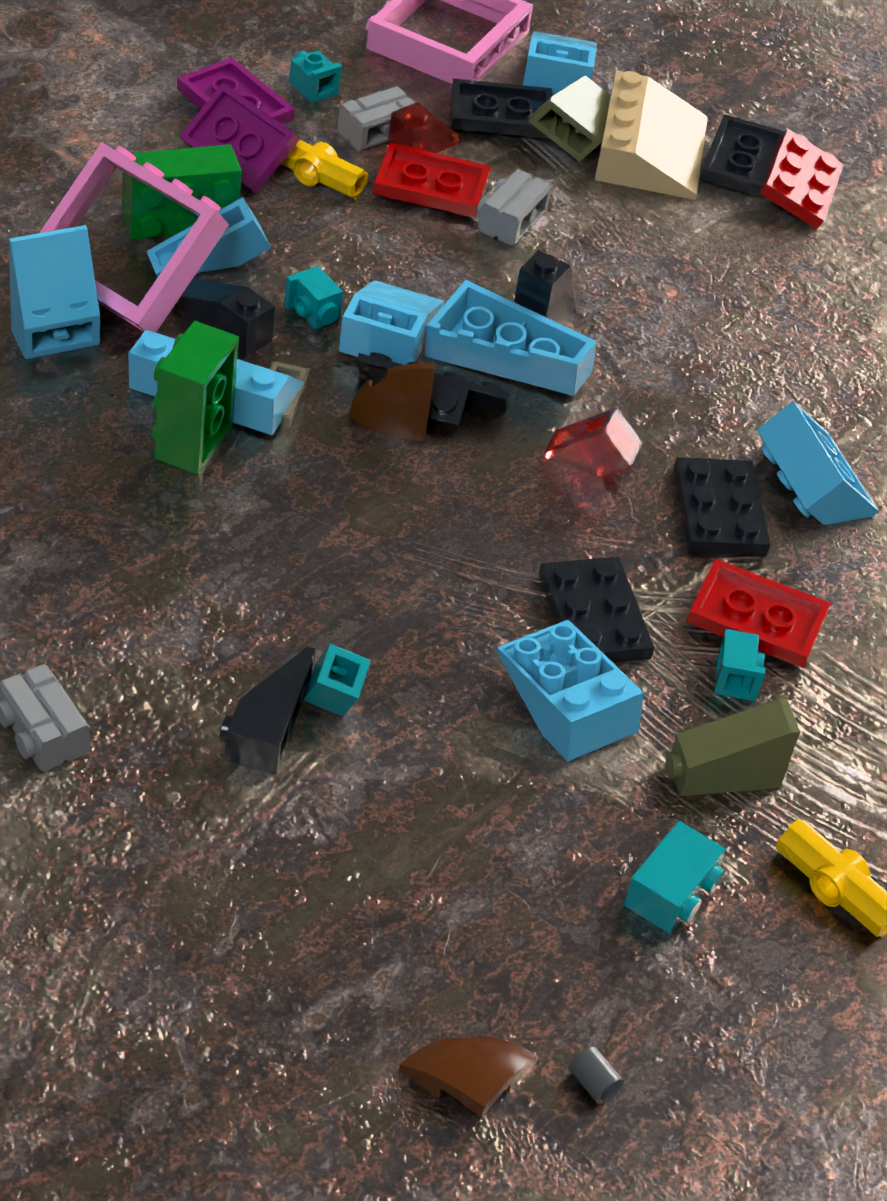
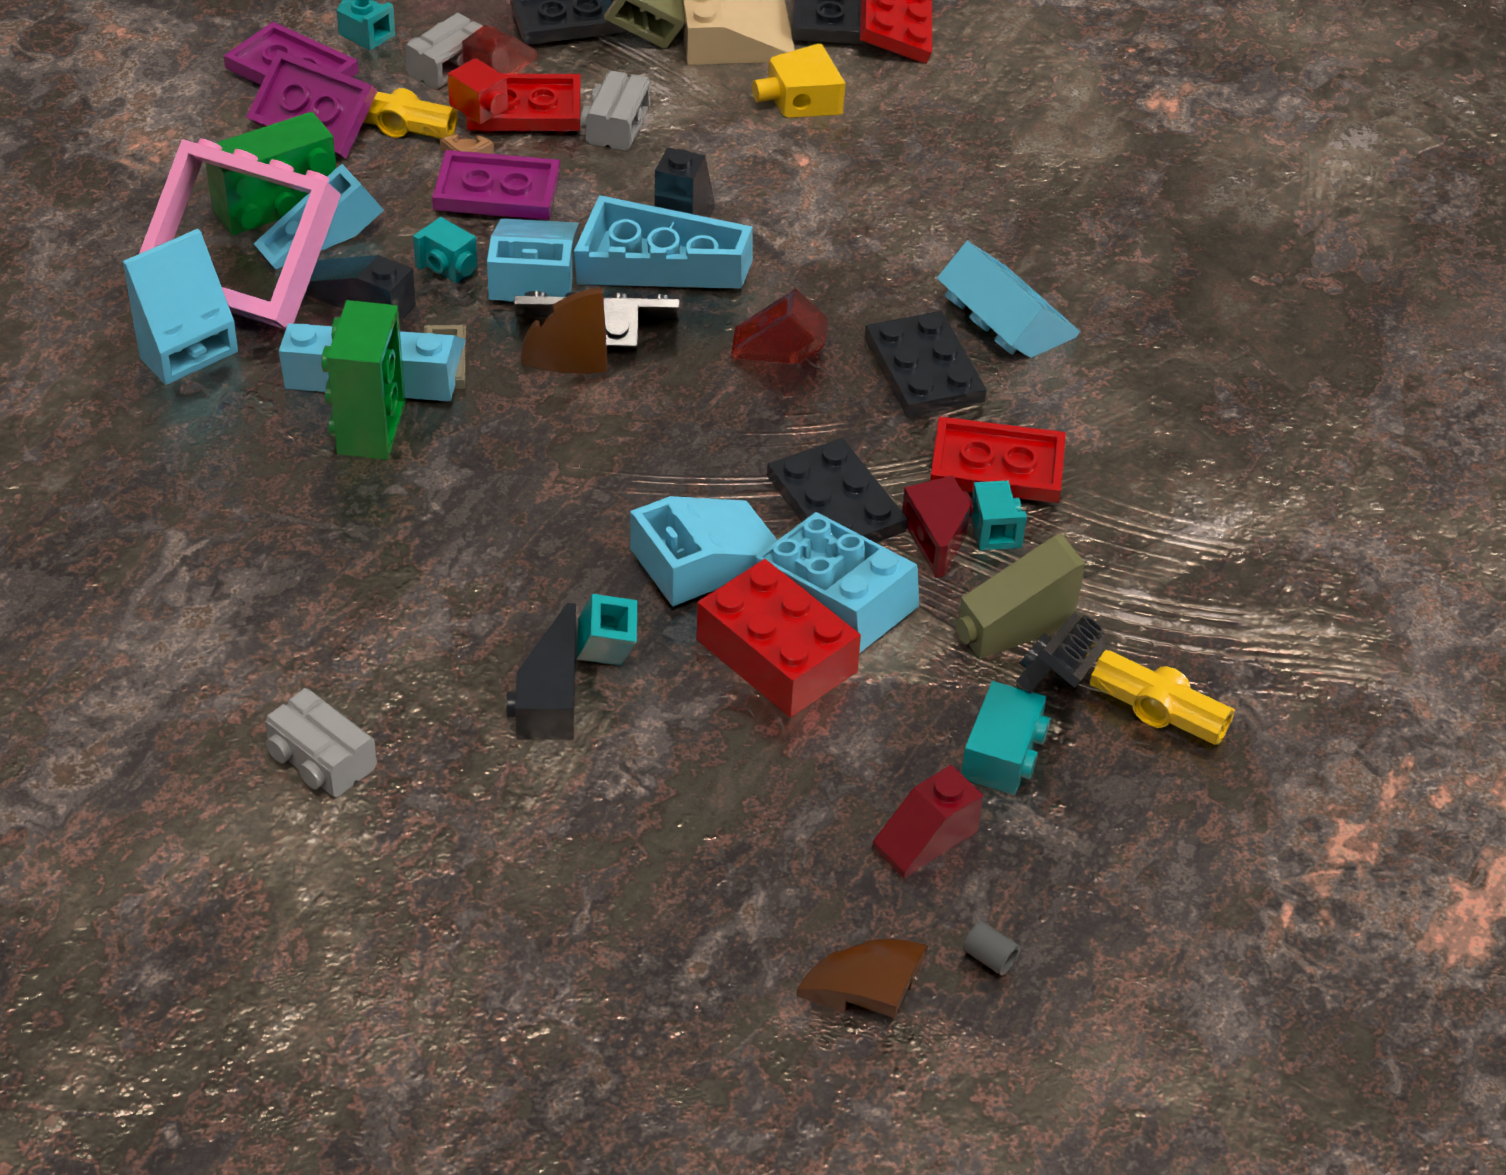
camera: 10 degrees left, 0 degrees up
(366, 212) = (453, 143): none -> medium nougat tile
(381, 249) = (496, 185): none -> magenta plate
(390, 160) = (477, 90): none -> red brick
(450, 621) = (696, 543): none -> medium azure slope
(494, 728) = (778, 637): none -> red brick
(577, 938) = (930, 821): none -> dark red slope
(682, 655) = (937, 520): none -> dark red slope
(693, 221) = (802, 83): none -> yellow torso
(757, 812) = (1067, 652): none -> black bracket

